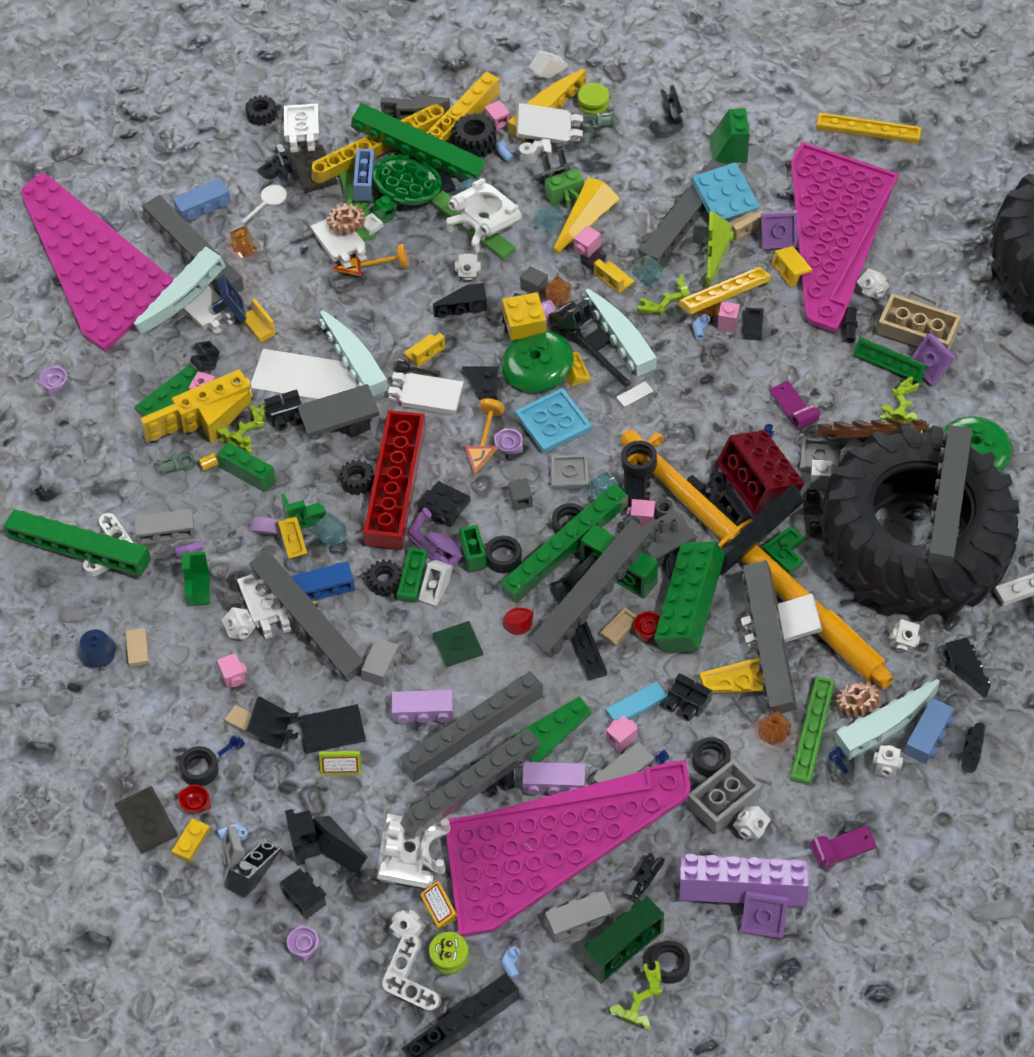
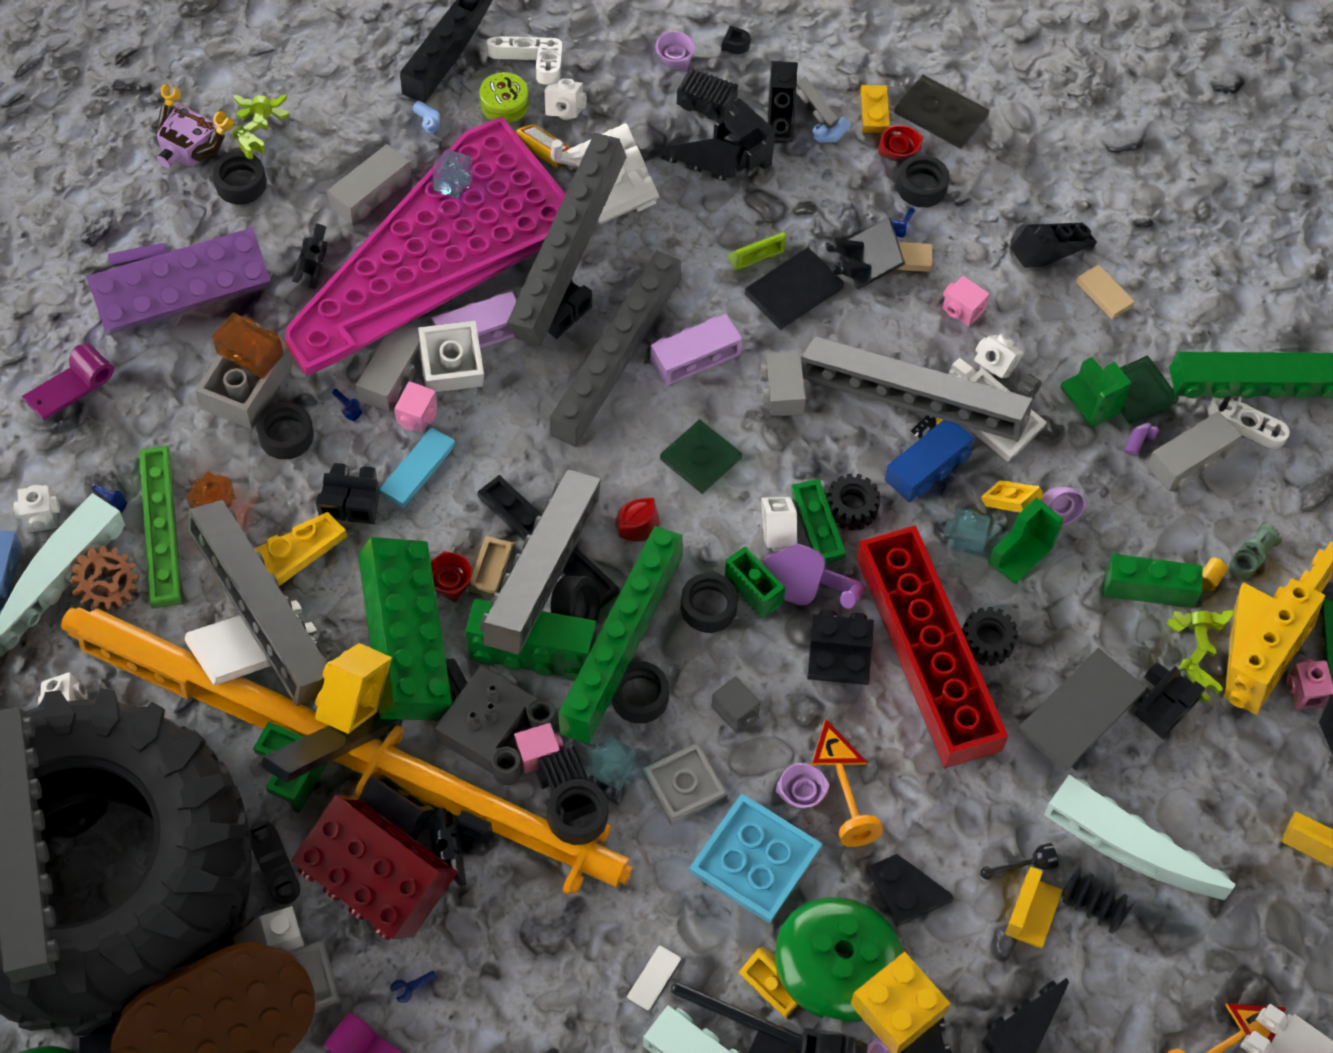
camera: 150 degrees right, 5 degrees up
(96, 649) = (1151, 264): dark blue cone -> none
(147, 688) = (1048, 243): none -> black slope
(164, 580) = (1147, 392): none -> clear green tile
(251, 938) = (736, 41): none -> black tile
(308, 374) = (1187, 782): white sticker -> none
(391, 336) = (1096, 899): none -> black piece
(426, 392) = (978, 828): white tile -> none
(522, 878) = (454, 178): none -> clear light blue brick
(556, 726) = (515, 389): green wing -> none
(585, 748) = (451, 356): none -> white slope
(623, 939) = (300, 166): dark green brick -> none
(694, 1010) = (186, 134): none -> torso
(716, 793) = (248, 345): none -> clear orange brick
(735, 552) = (352, 687): none -> yellow brick
(751, 822) = (194, 359): white brick -> none

